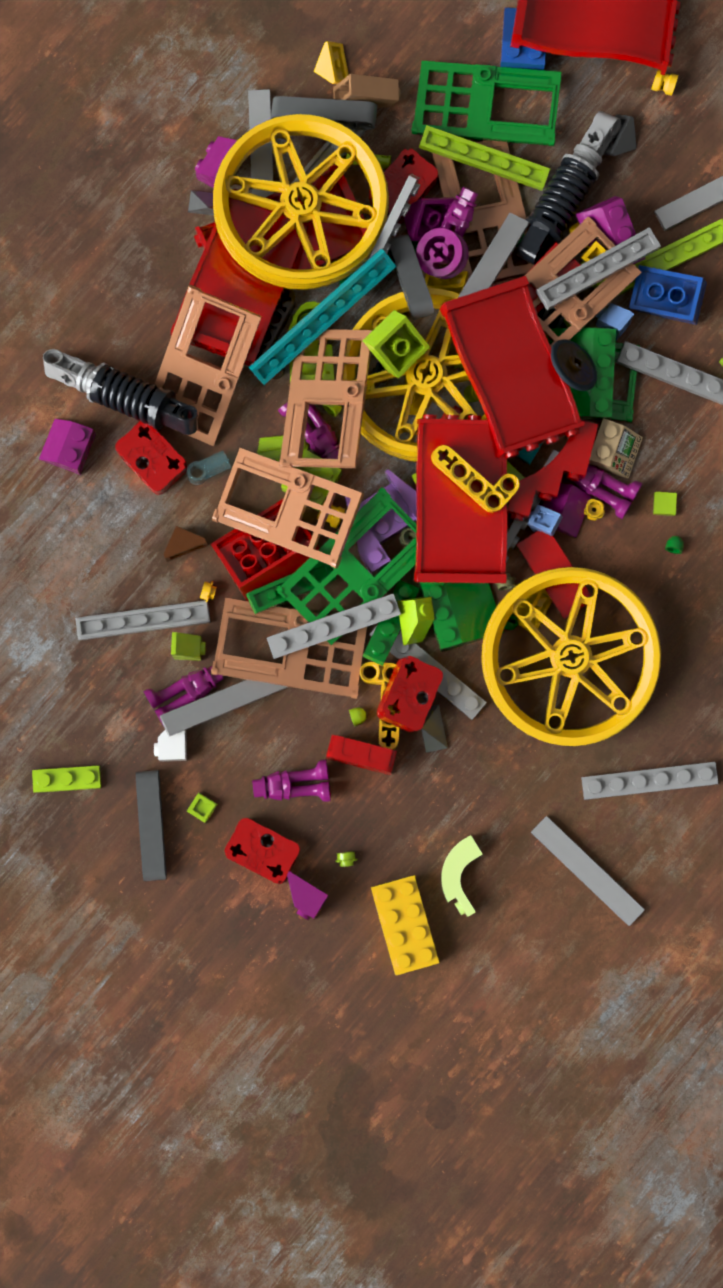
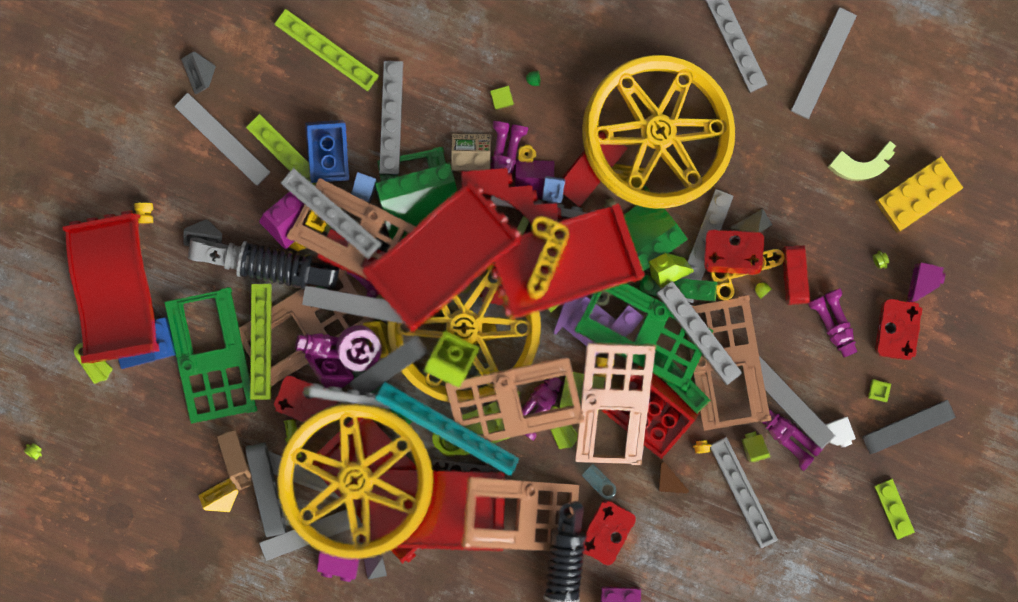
camera: 115 degrees left, 5 degrees up
(573, 365) = (420, 206): dark brown wheel -> none

